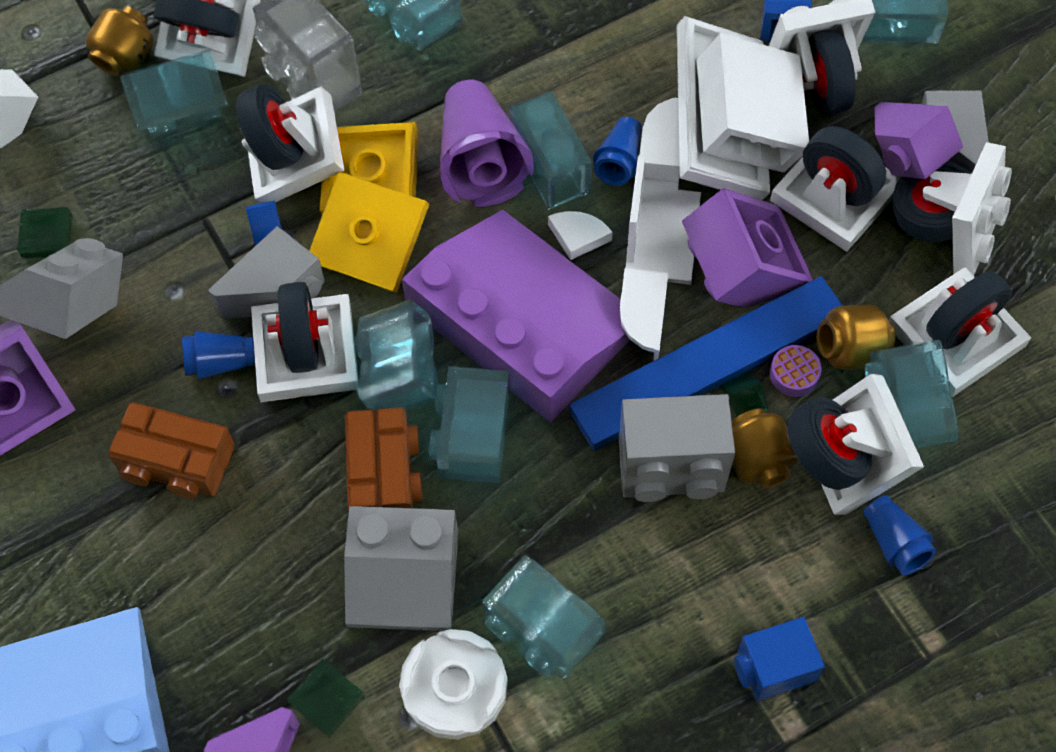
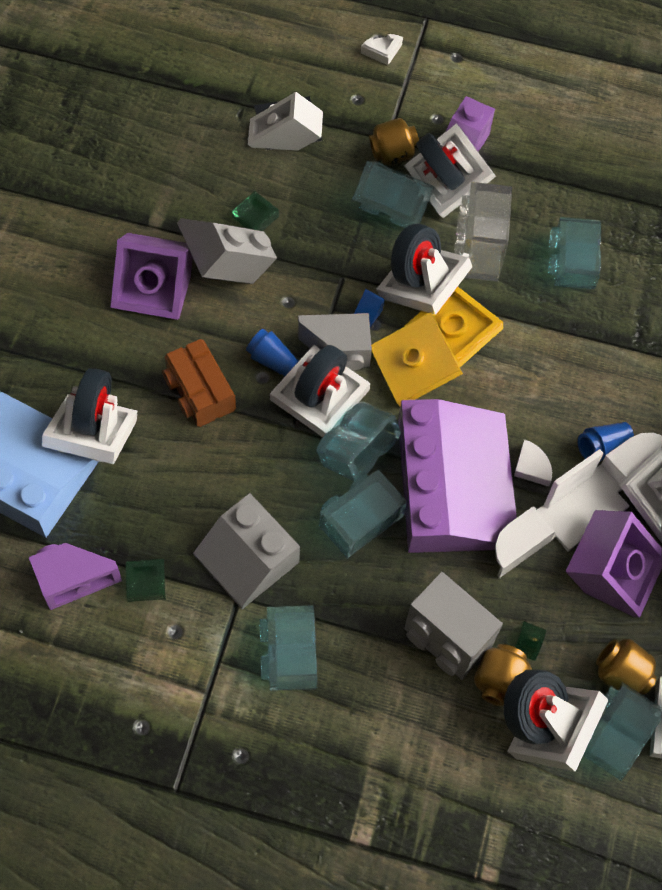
camera: 40 degrees right, 0 degrees up
(99, 594) = (91, 421): none -> white plate
(380, 459) = (295, 487): dark orange brick -> none
(453, 684) = (213, 636): white tile -> none
(481, 148) = (524, 367): medium lavender cone -> none
(559, 158) = (563, 403): clear light blue brick -> none
(709, 359) = (535, 603): blue tile -> none
(778, 659) = (388, 793): blue brick -> none
(795, 371) = (573, 654): tile -> none
(899, 536) = (529, 800): blue cone -> none

